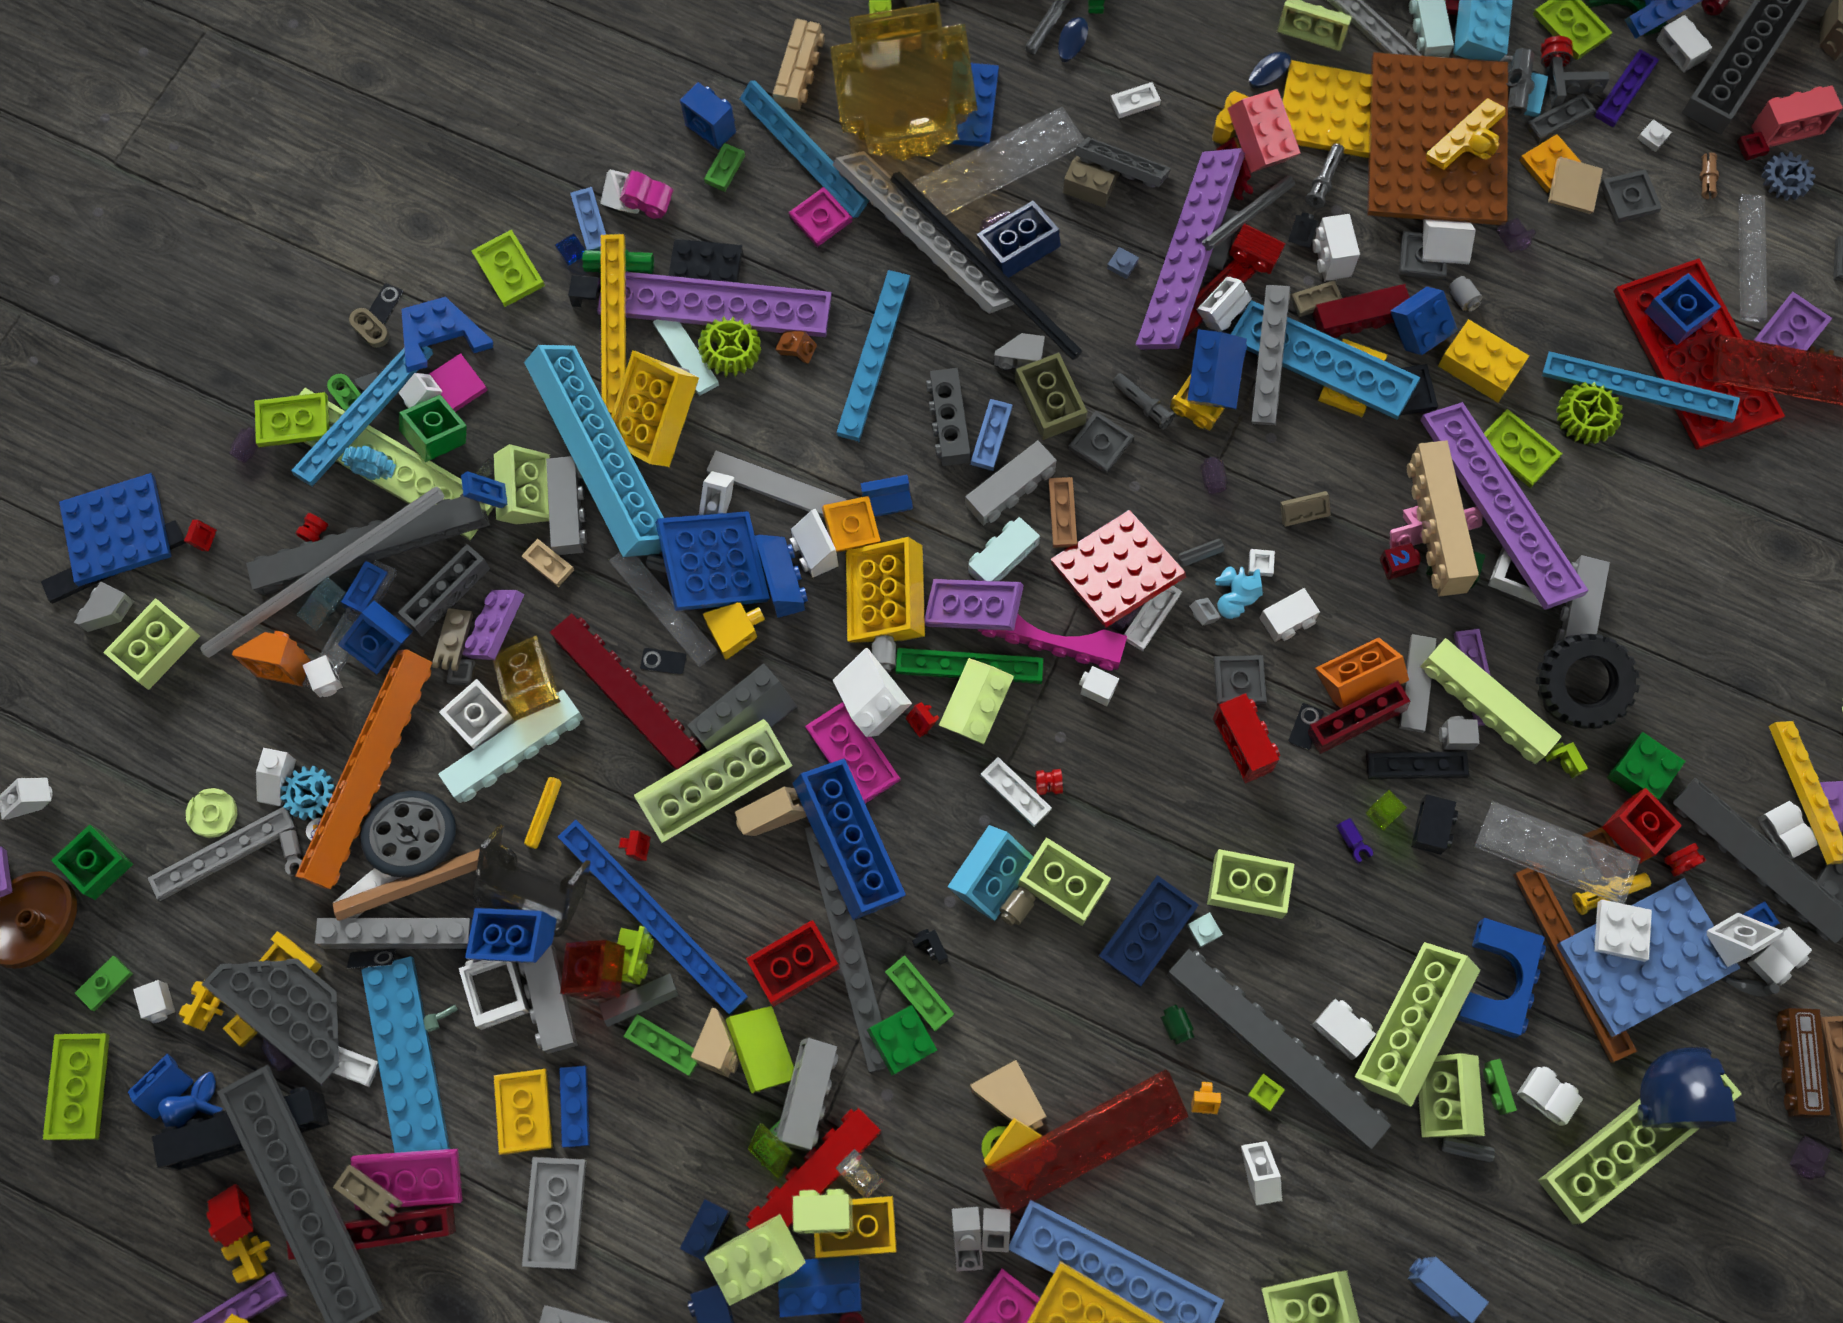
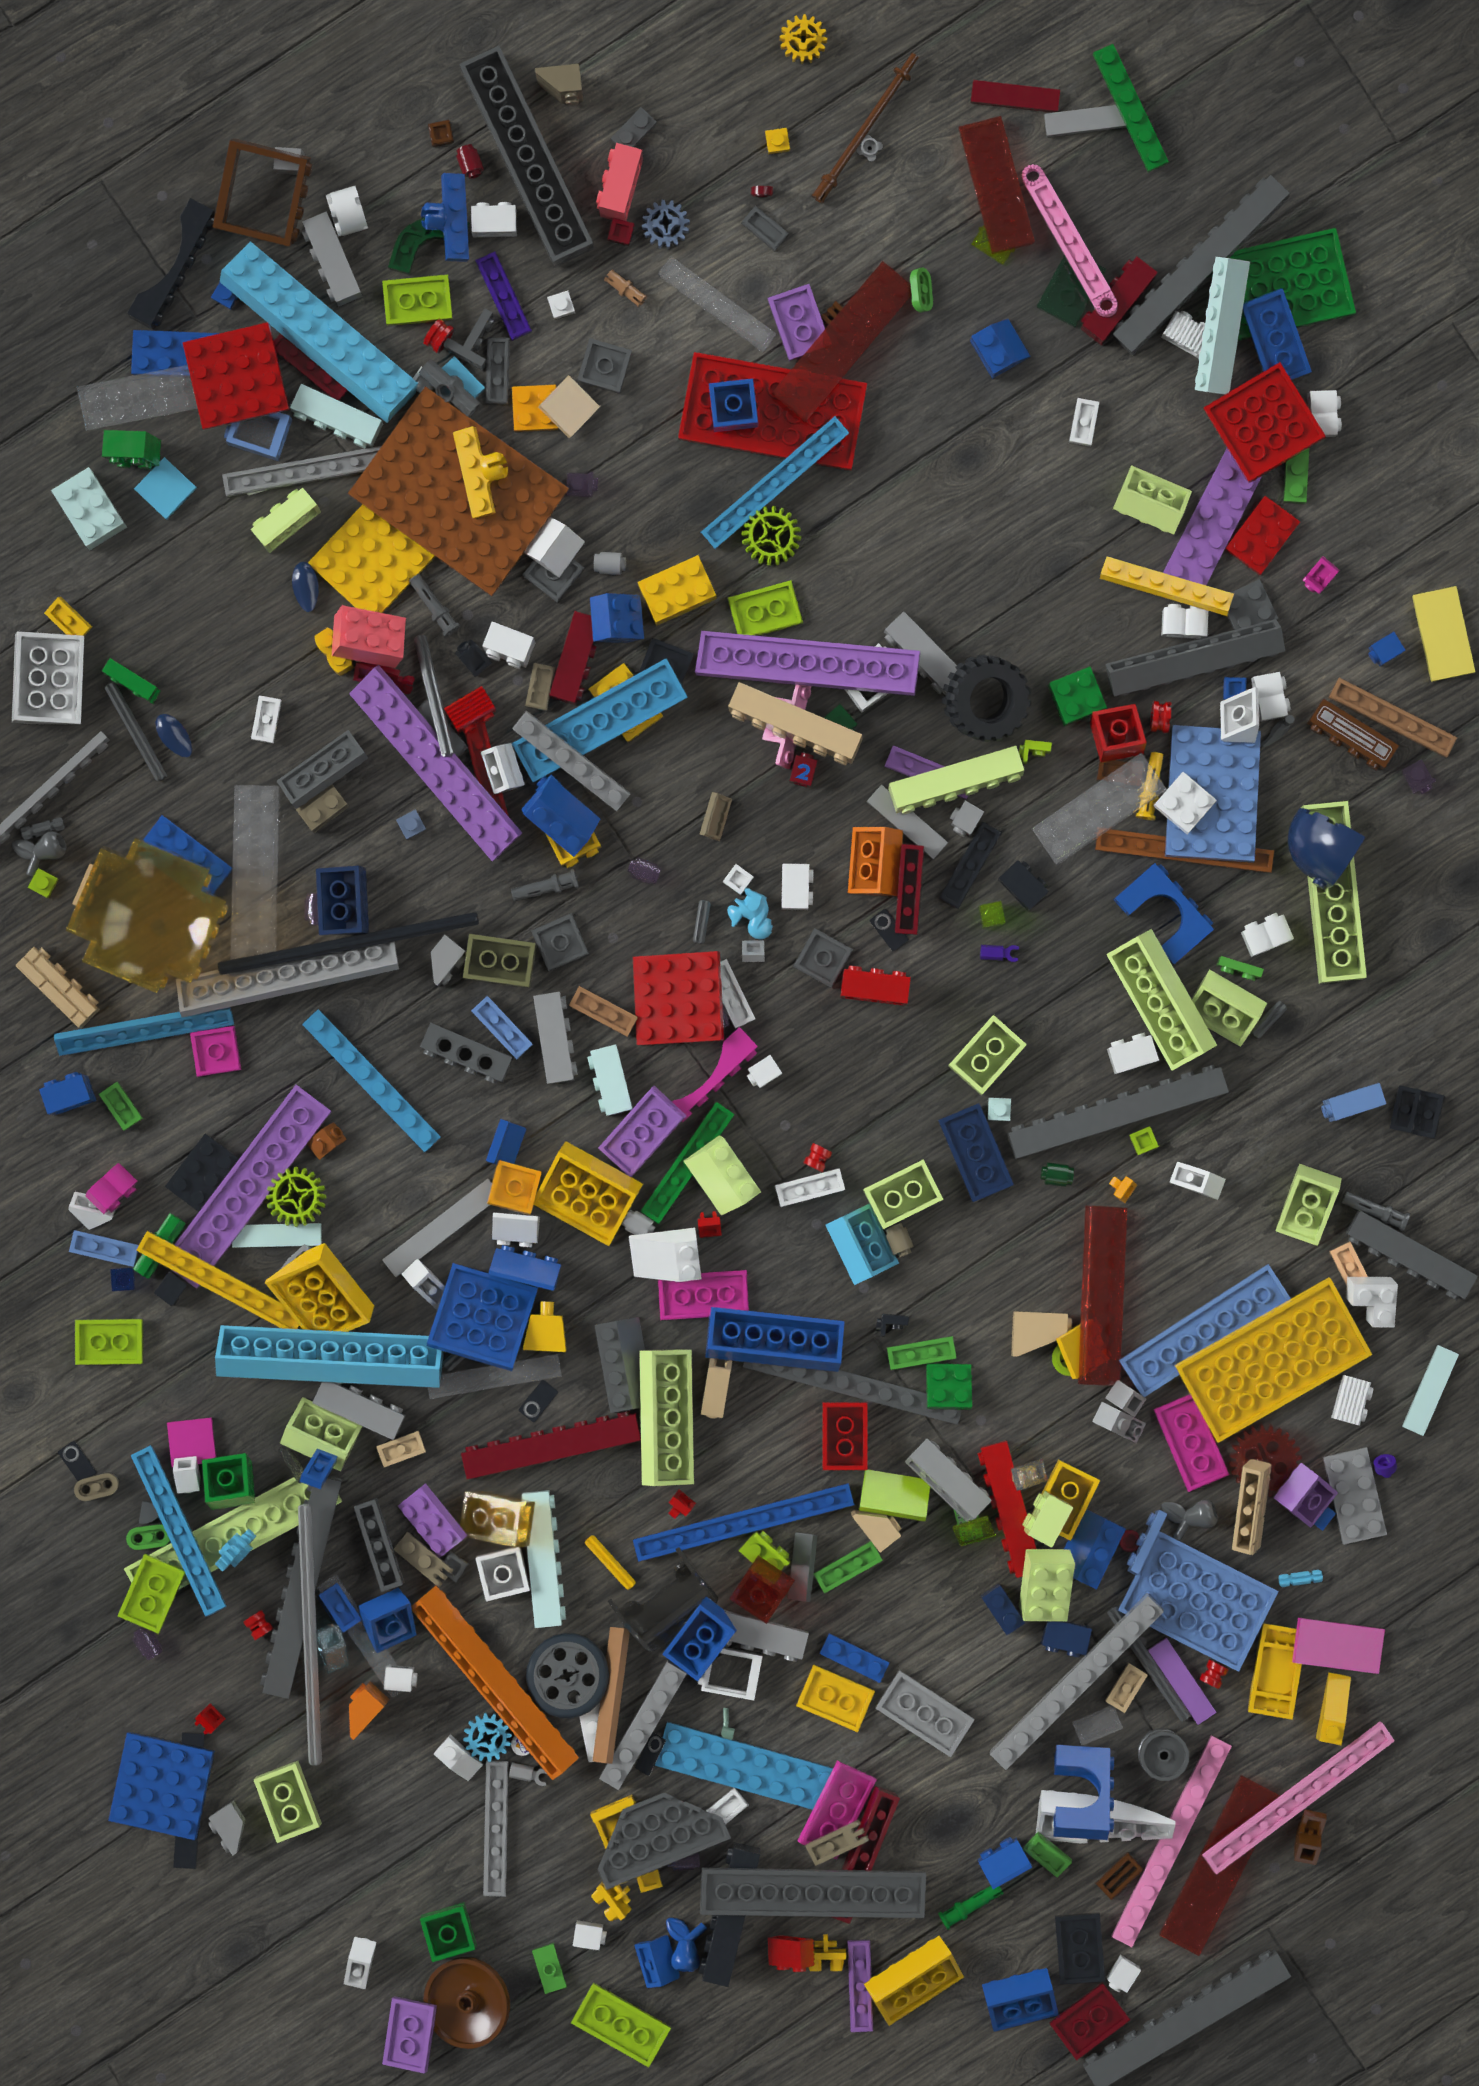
camera: 60 degrees left, 15 degrees up
(211, 813) = (457, 1821): yellowish green tile -> none
(435, 323) = (126, 1431): blue wing -> none

